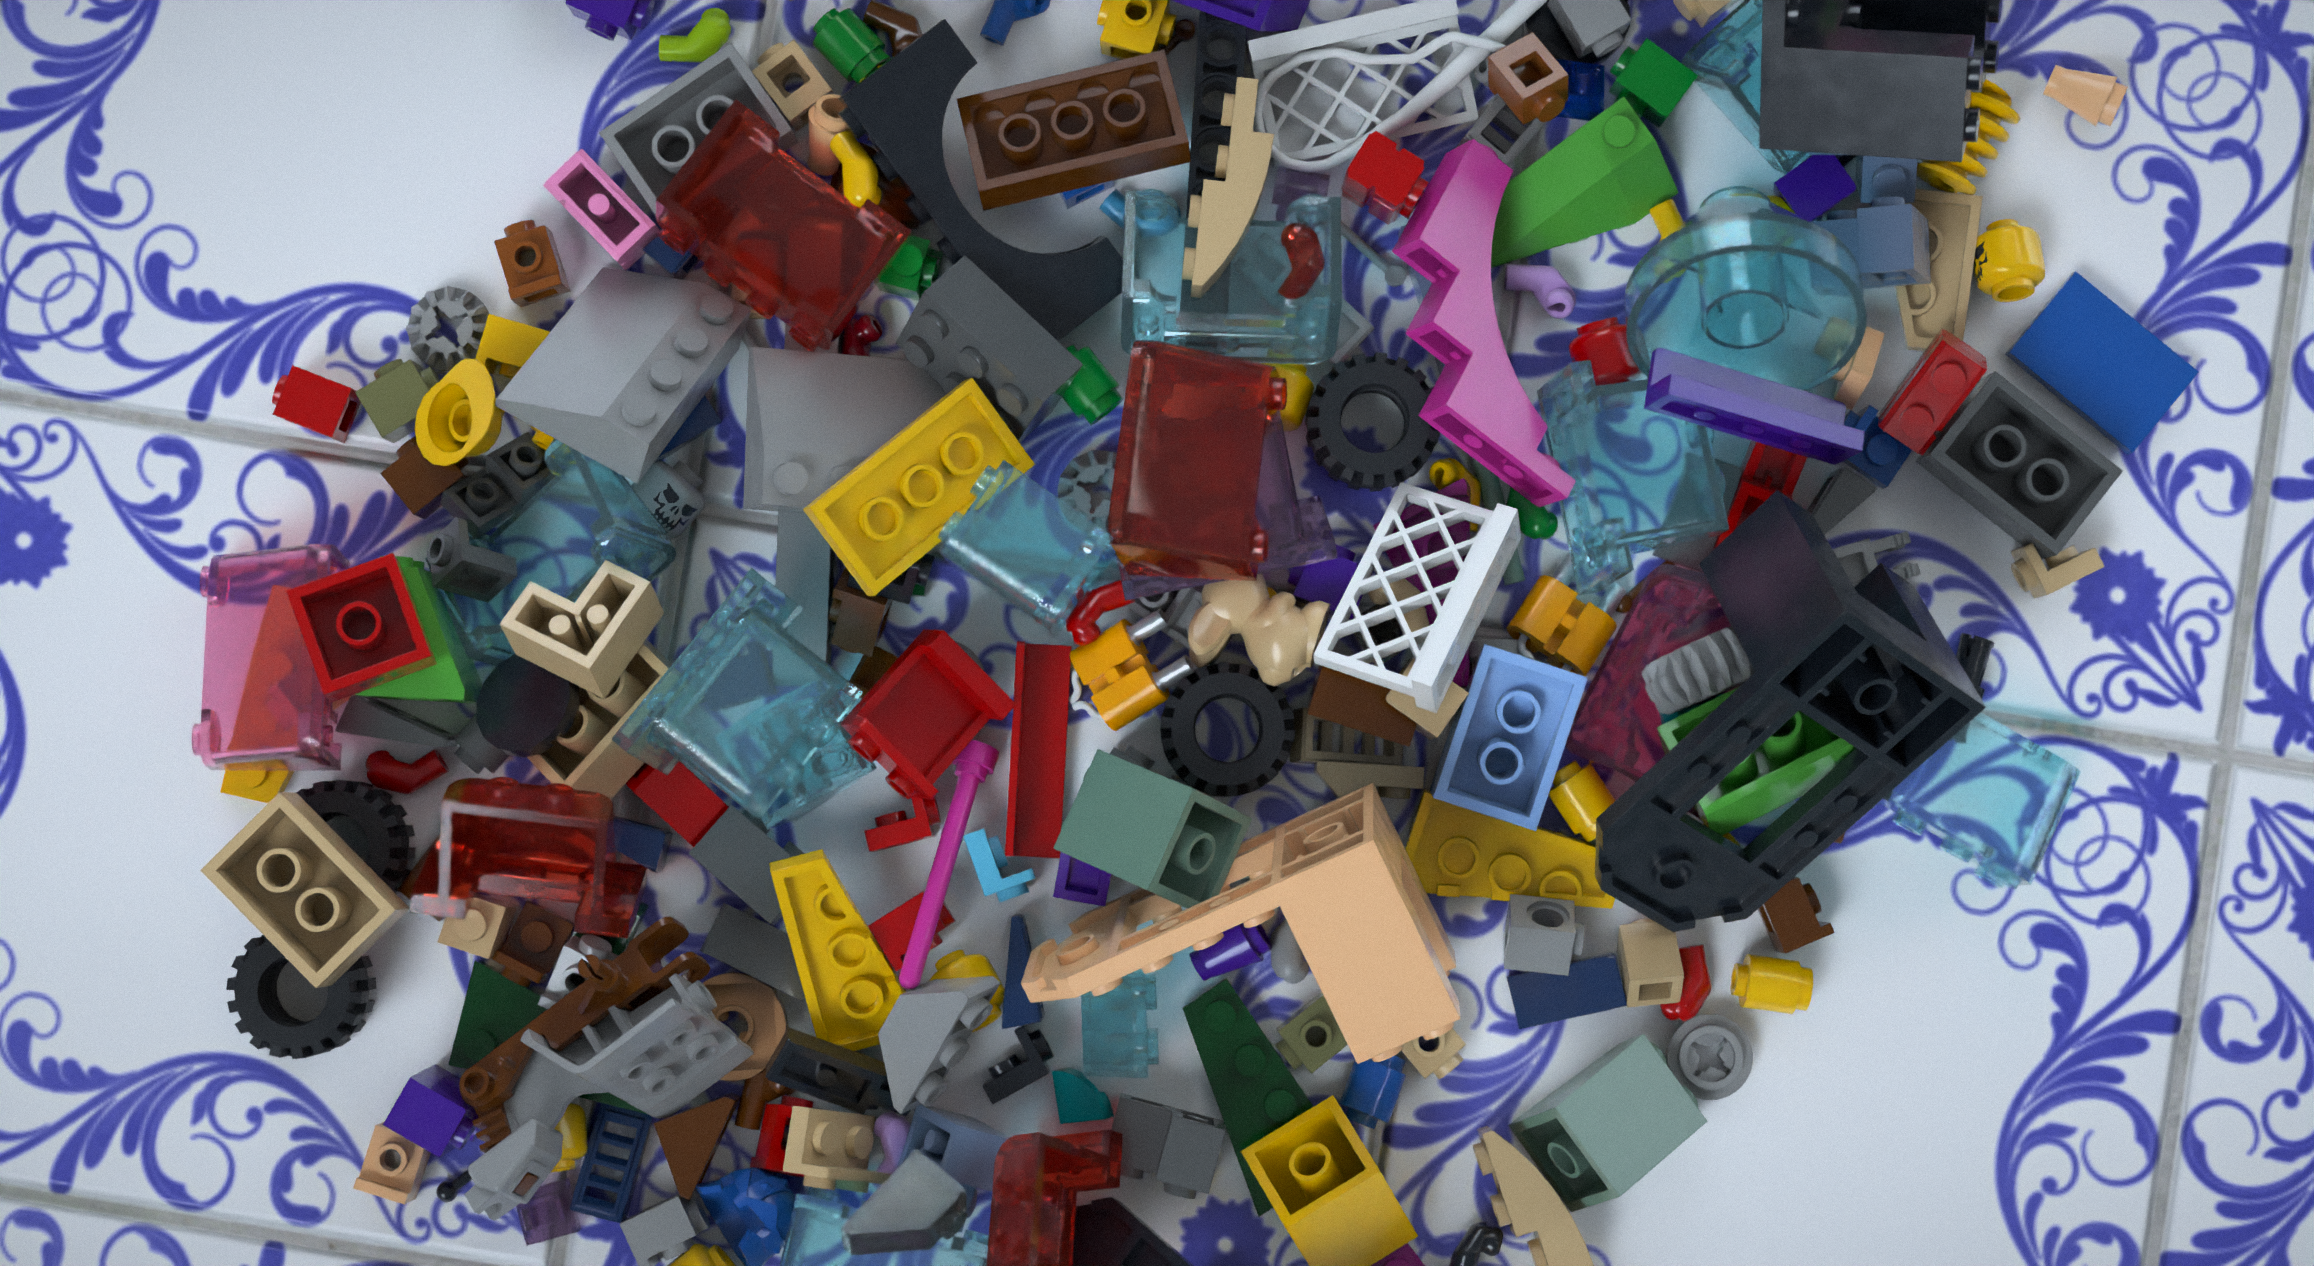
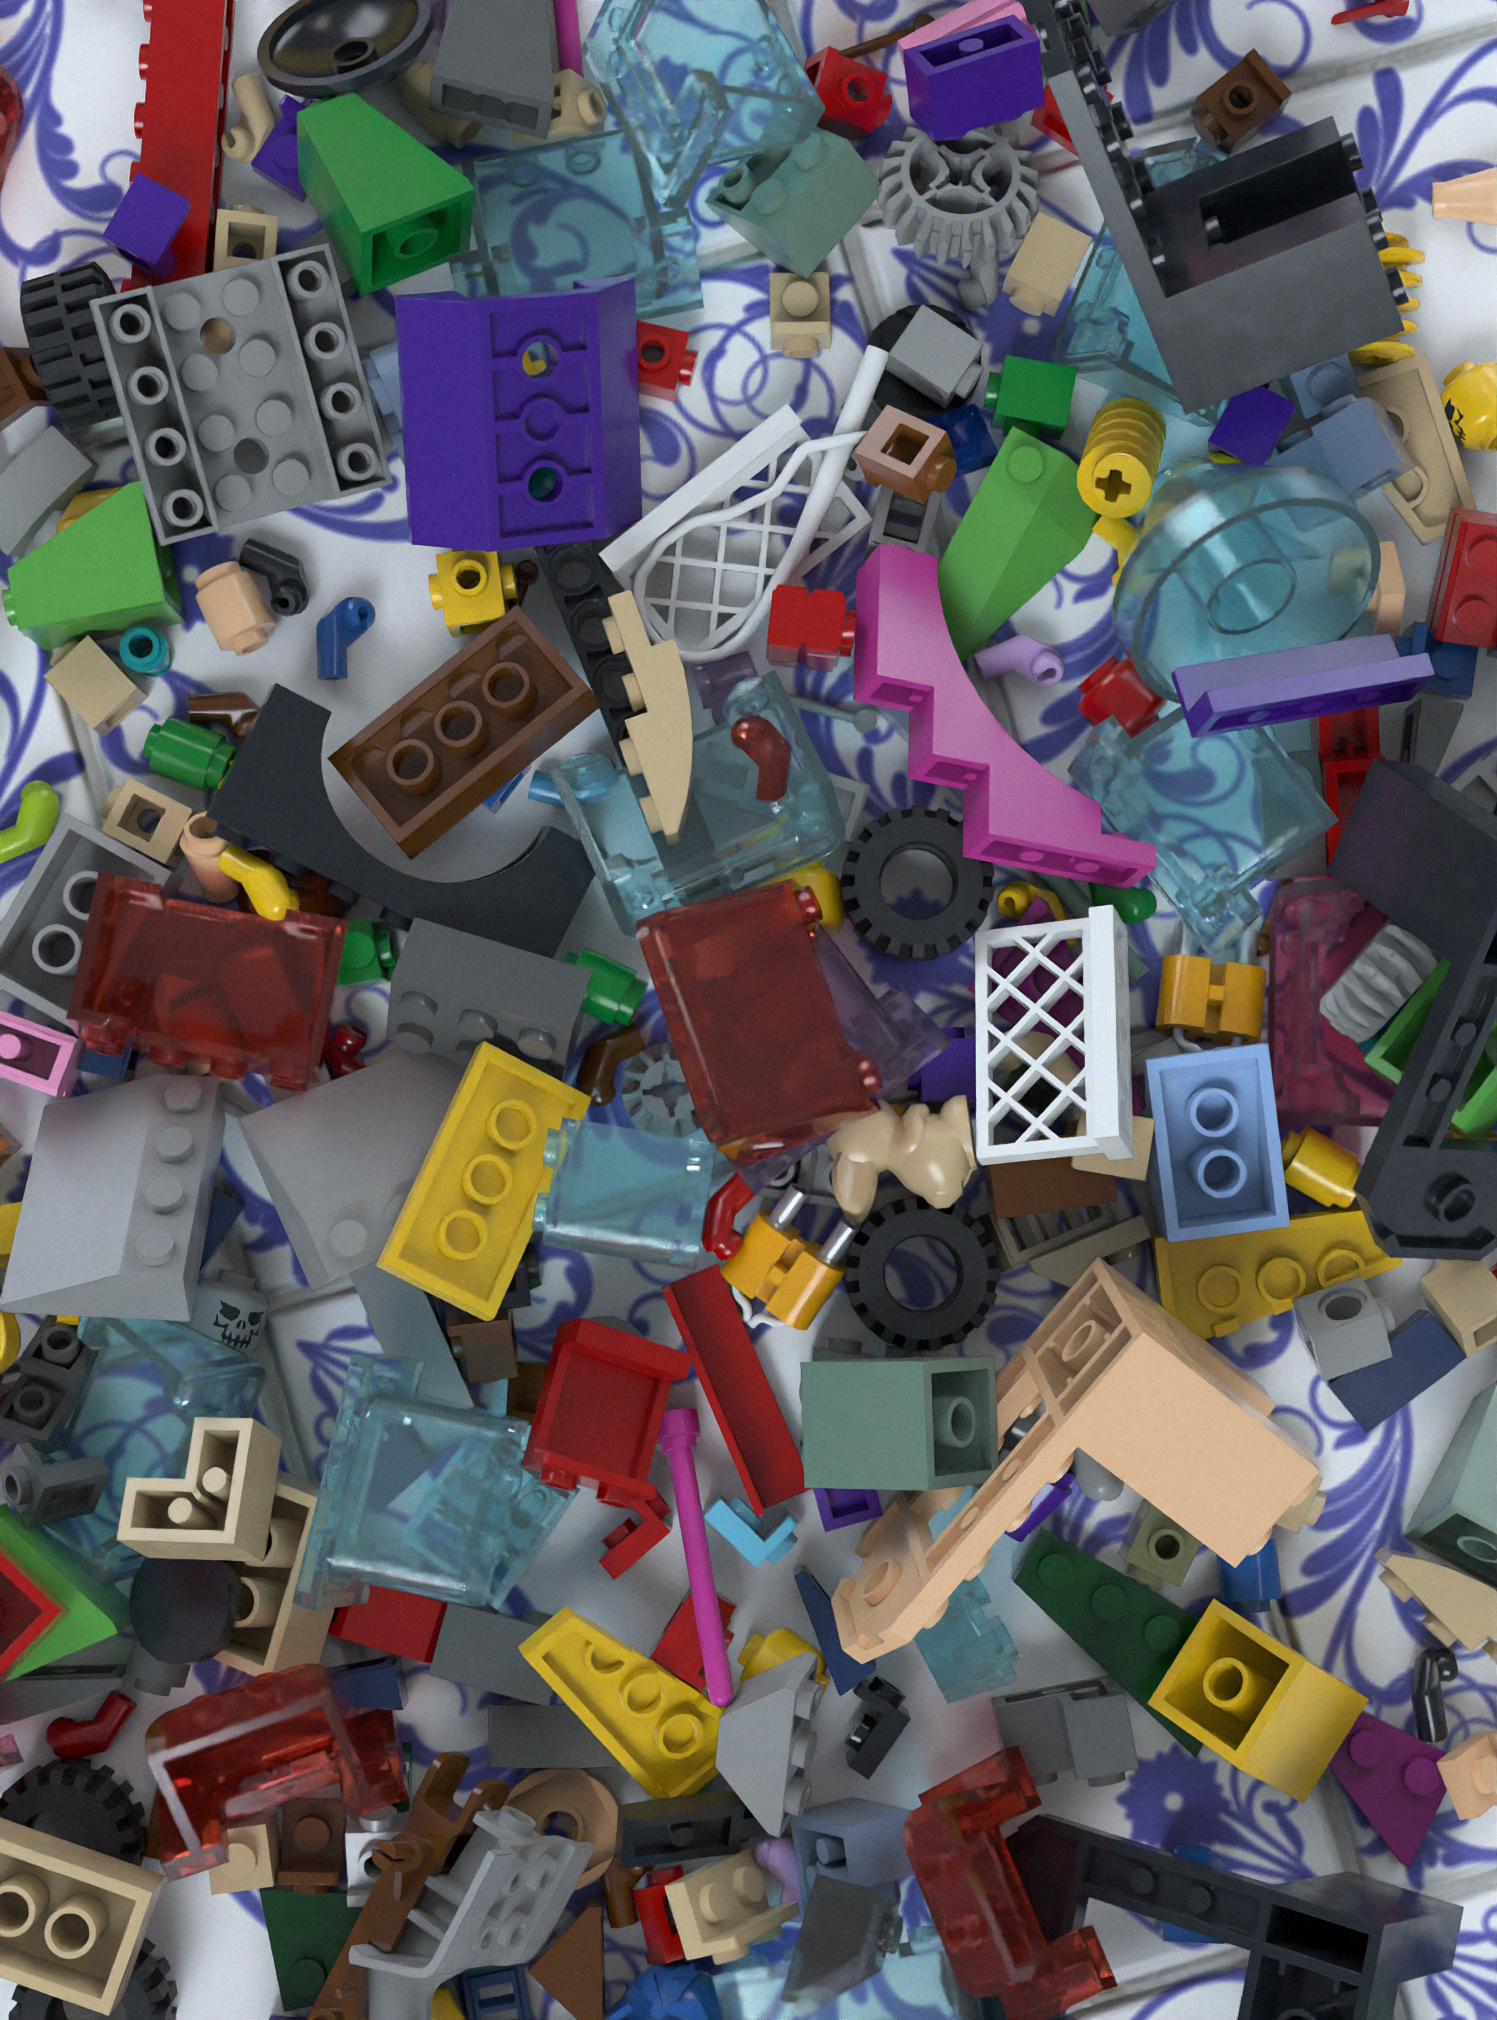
camera: 30 degrees left, 0 degrees up
(1056, 443) = (601, 1061): none -> reddish brown arm
(1079, 1098) = (952, 1726): teal tile -> none
(1699, 163) = (1121, 457): none -> yellow piece

